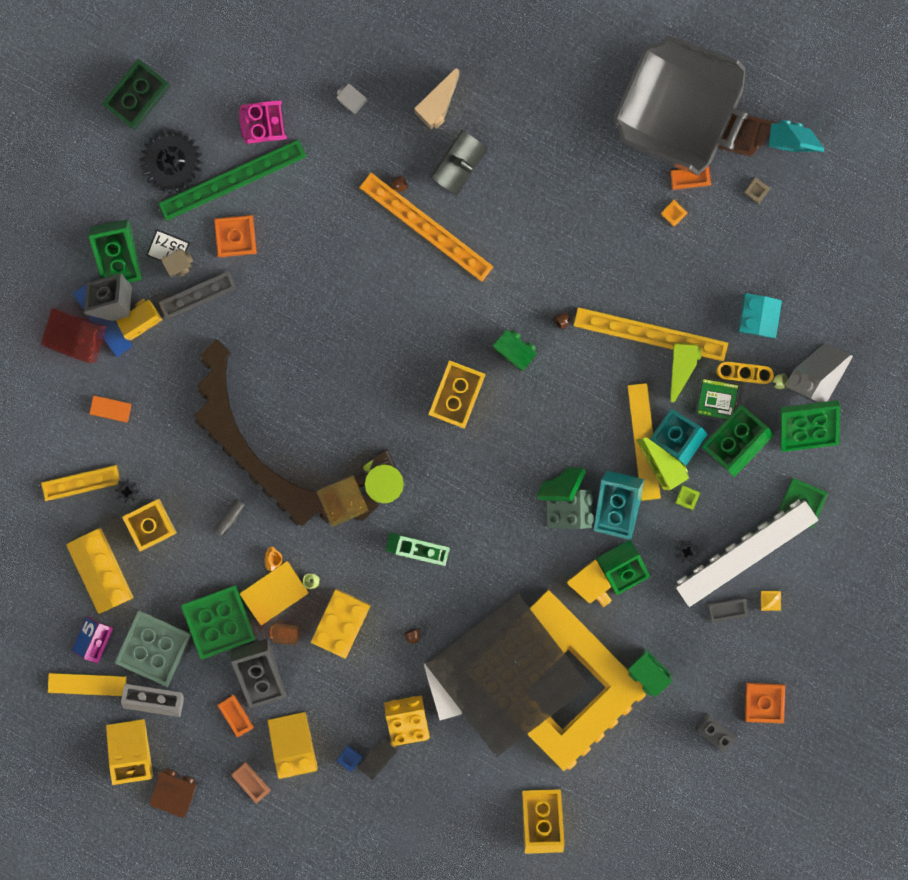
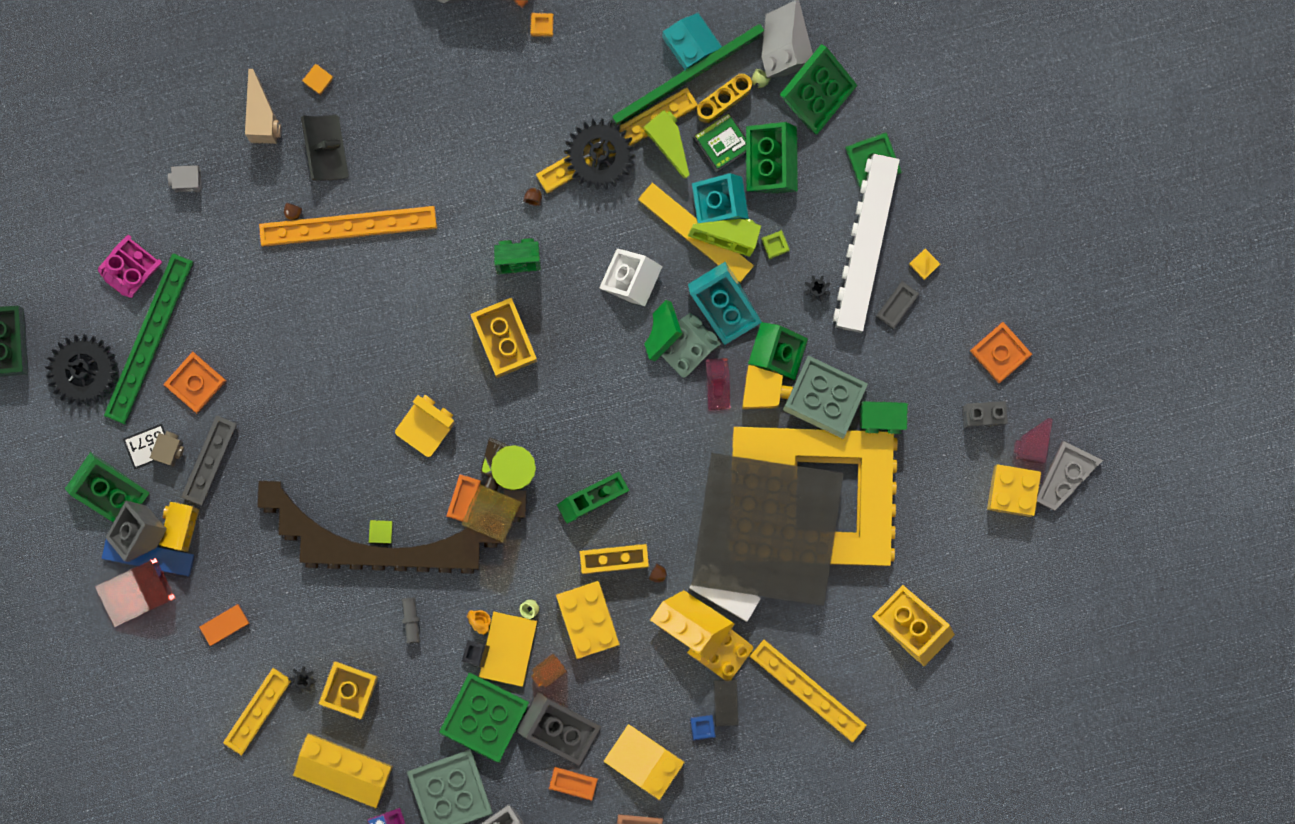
camera: 45 degrees left, 5 degrees down
(250, 577) = (475, 653): none -> black tile
(263, 443) = (380, 531): none -> lime tile
(335, 471) = (462, 497): none -> orange tile
(354, 402) = (425, 425): none -> yellow bracket
(393, 601) = (614, 559): none -> yellow brick
(404, 689) = (692, 623): none -> yellow slope
(437, 798) = (808, 690): none -> yellow tile
(496, 112) = (317, 79): none -> light orange tile
(565, 552) = (718, 384): none -> clear pink slope
(575, 431) = (631, 277): none -> white slope
(613, 342) = (606, 134): none -> black gear
(625, 626) = (825, 397): none -> sand green plate
(687, 798) = (1014, 490): none -> yellow brick
(729, 819) = (1065, 475): none -> light grey wing
(730, 780) = (1034, 444): none -> clear pink slope
(734, 335) = (688, 75): none -> green tile

